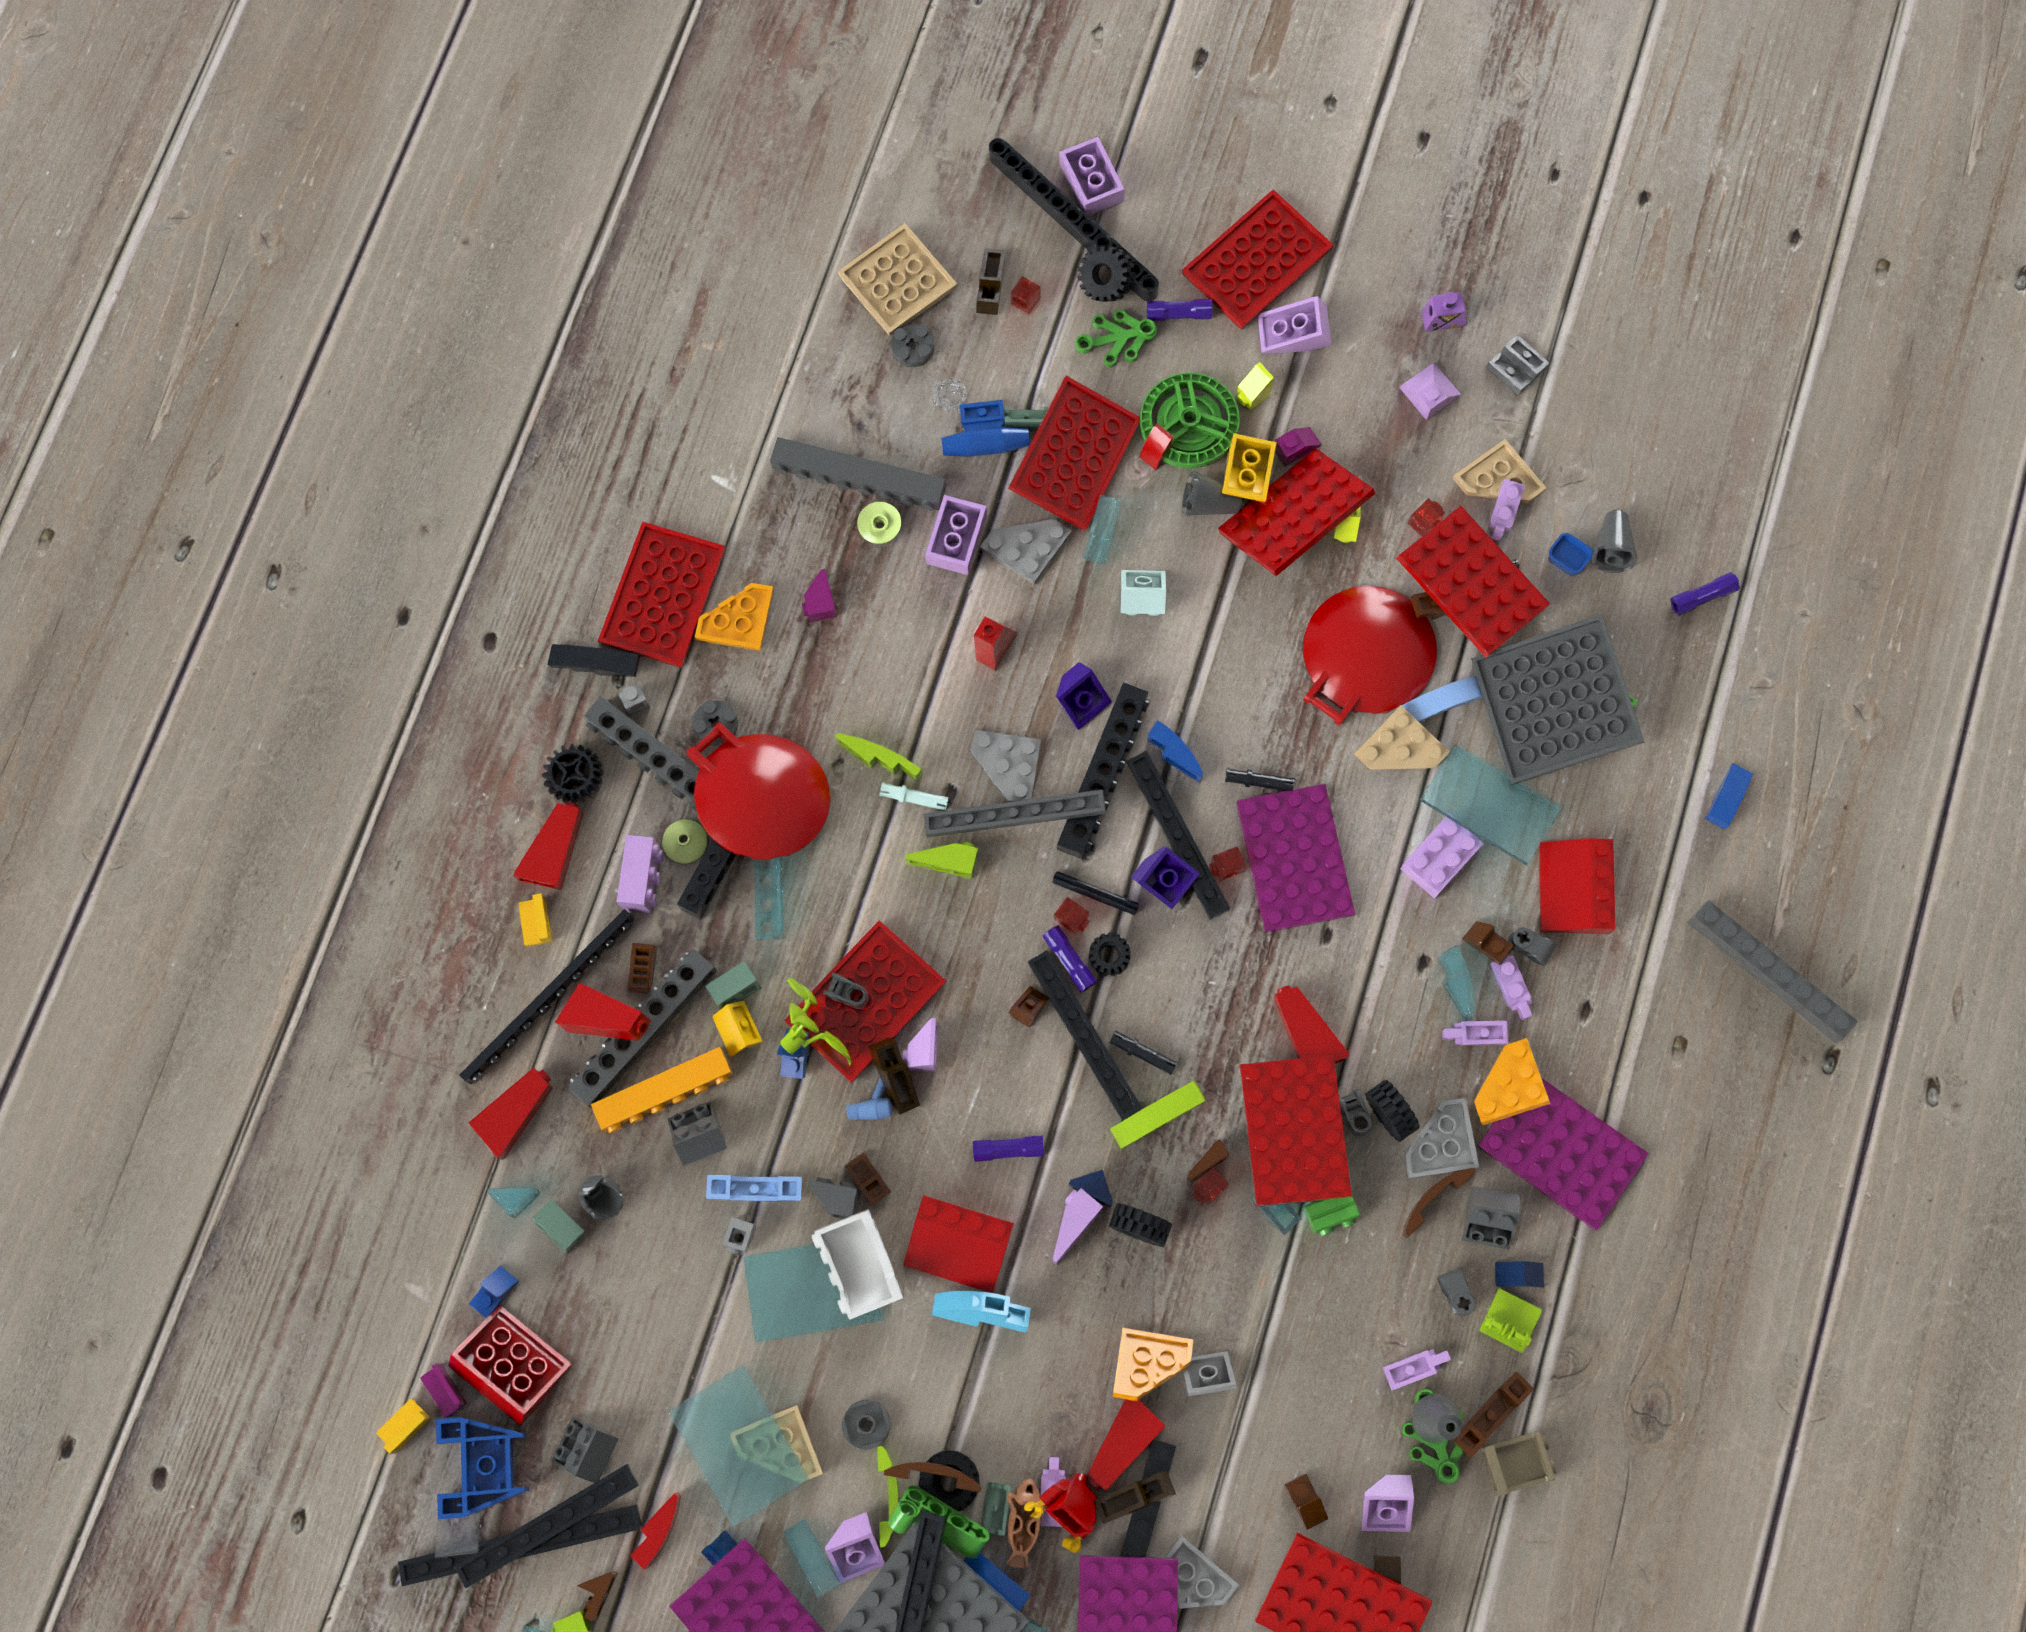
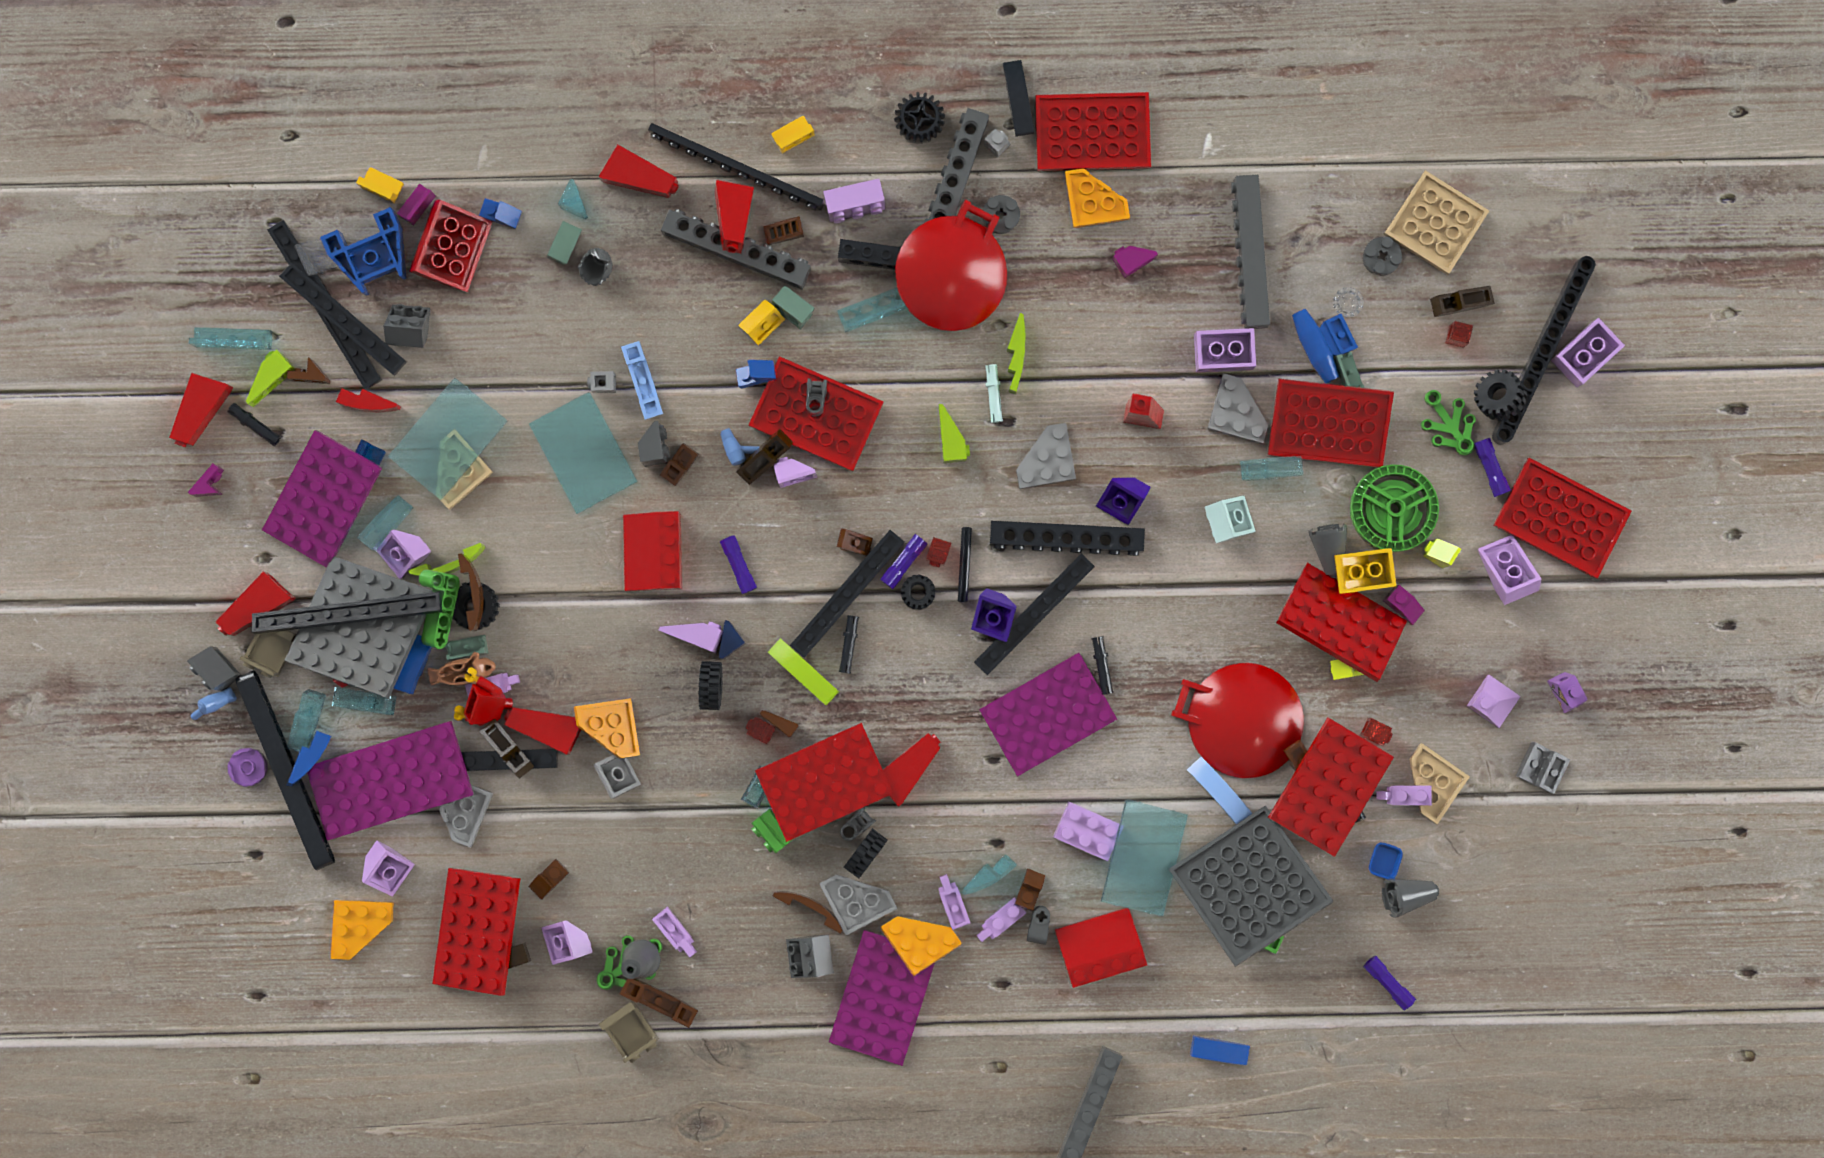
camera: 70 degrees right, 10 degrees up
(552, 849) = (854, 125): red slope -> none
(661, 1090) = (690, 279): light orange brick -> none
(690, 850) = (894, 235): yellowish green dish -> none
(696, 1133) = (669, 321): dark grey slope -> none
(796, 1036) = (769, 372): lime plant -> none
(854, 1417) = (484, 528): dark grey plate -> none
(858, 1264) = (608, 481): white cylinder -> none
(879, 513) = (1217, 275): yellowish green dish -> none
(977, 1307) = (609, 585): medium azure slope -> none
(1014, 813) = (1005, 478): dark grey plate -> none
(1156, 446) = (1359, 488): red slope -> none
(1175, 751) = (1103, 589): blue slope -> none
(1227, 864) = (1023, 661): clear red brick -> none
(1401, 744) = (1170, 770): tan plate -> none
(1455, 1288) = (745, 944): dark grey piece -> none
(1510, 1320) = (736, 995): lime hinge -> none
(1519, 1274) = (773, 992): dark blue slope -> none

